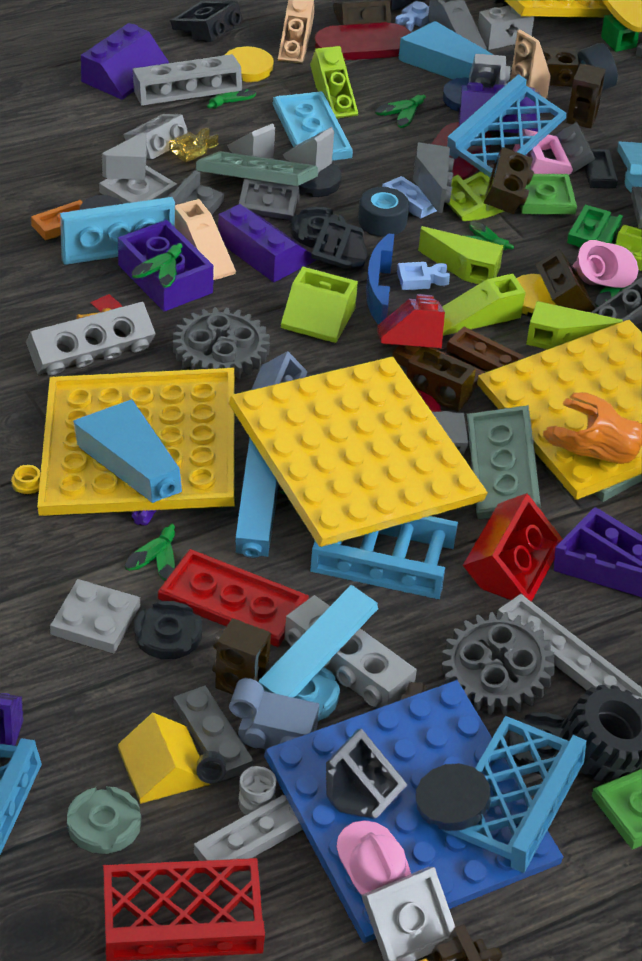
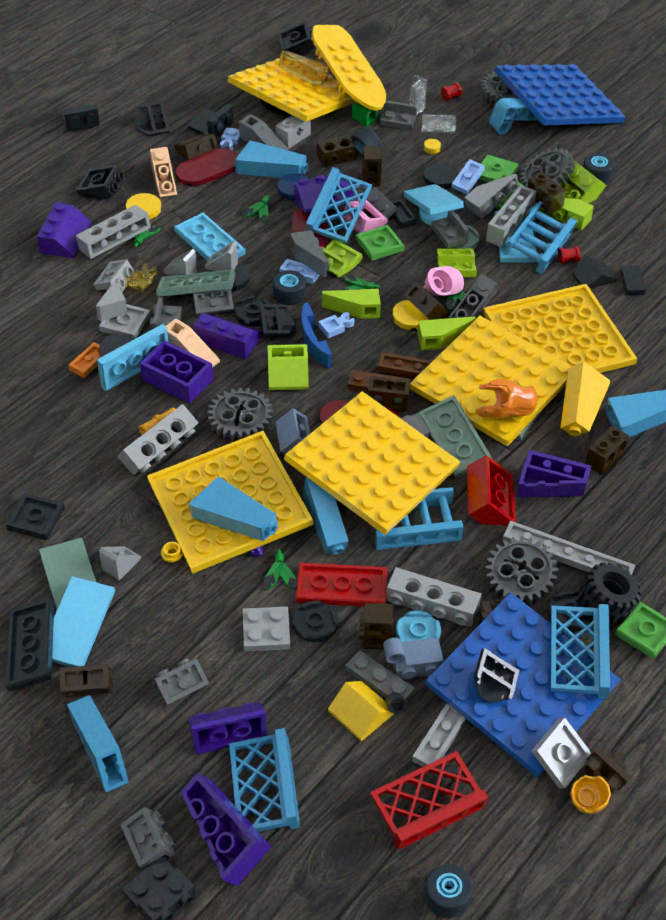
camera: 20 degrees left, 5 degrees up
(103, 820) = (347, 761): sand green tile -> none
(106, 302) = (149, 410): red sticker -> none
(165, 262) = (180, 371): green piece -> none
(256, 788) = (429, 707): light grey wheel -> none
(319, 643) = (418, 599): medium azure tile -> none
(333, 80) = (206, 202): lime slope -> none
(371, 855) = (522, 724): bright pink piece -> none
(414, 323) = (356, 362): red slope -> none
(453, 796) = (550, 668): black tile -> none
(485, 304) = (386, 334): lime slope -> none
(489, 70) = (306, 167): light grey bracket -> none
(508, 181) = (358, 242): dark brown brick -> none
(530, 63) = (328, 156): light nougat slope -> none
(594, 225) = (421, 257): green plate -> none

